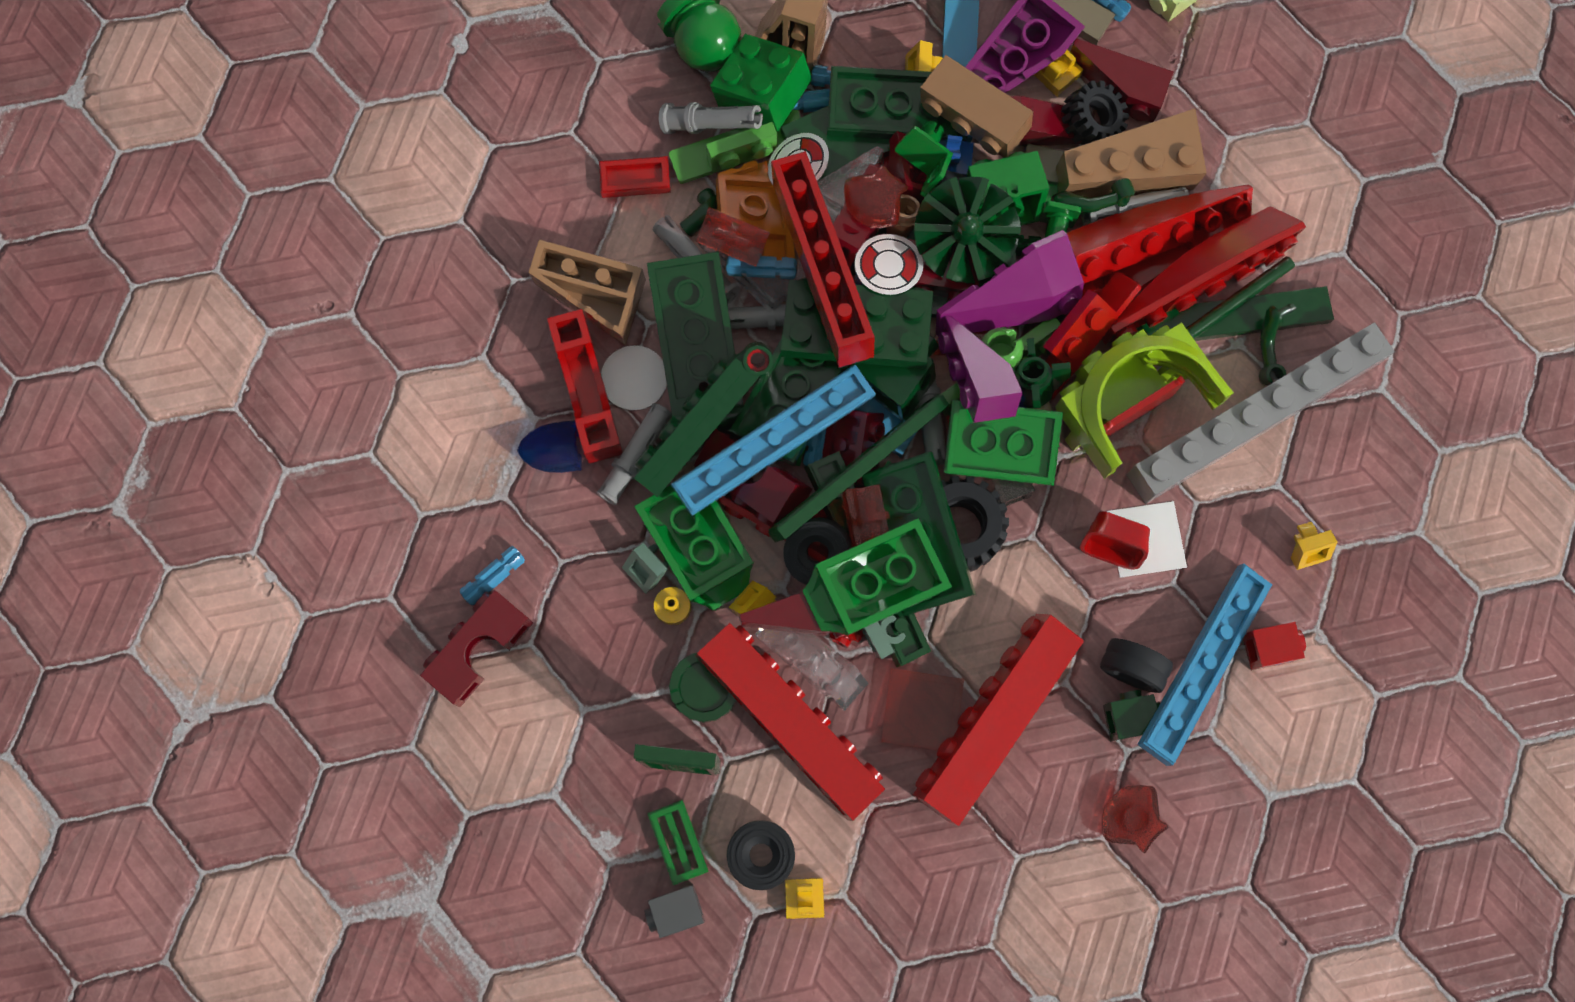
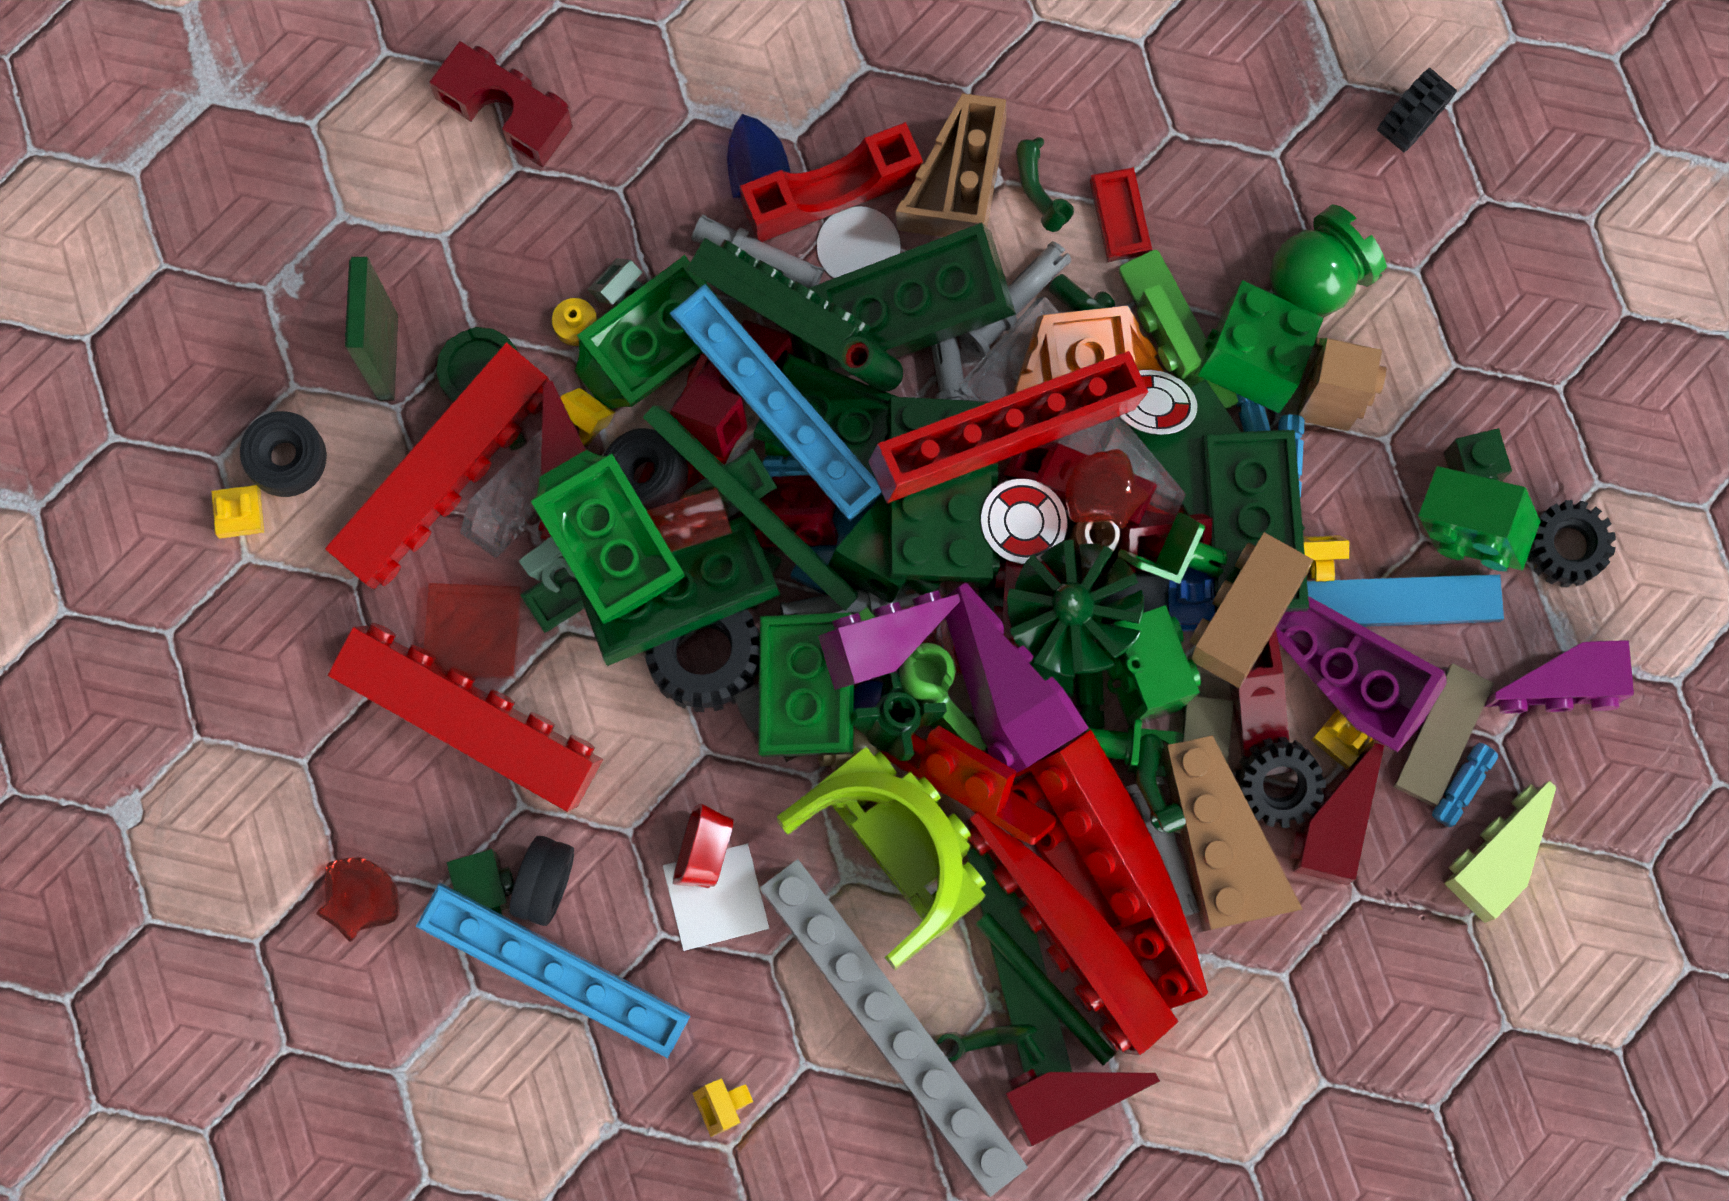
camera: 85 degrees right, 0 degrees up
(492, 575) = (593, 111): dark azure axle -> none
(630, 224) = (1055, 212): none -> dark green piece
(667, 812) = (300, 375): green tile -> none
(674, 912) = (211, 363): dark grey brick -> none
(696, 118) = (1201, 274): light grey pin -> none
(733, 237) = (1028, 321): clear red hips -> none
(767, 267) = (1002, 360): dark azure axle -> none
(1143, 407) = (873, 860): red piece -> none
(1274, 645) = (586, 1062): red brick -> none
(1322, 294) = (1061, 1099): none -> dark red slope

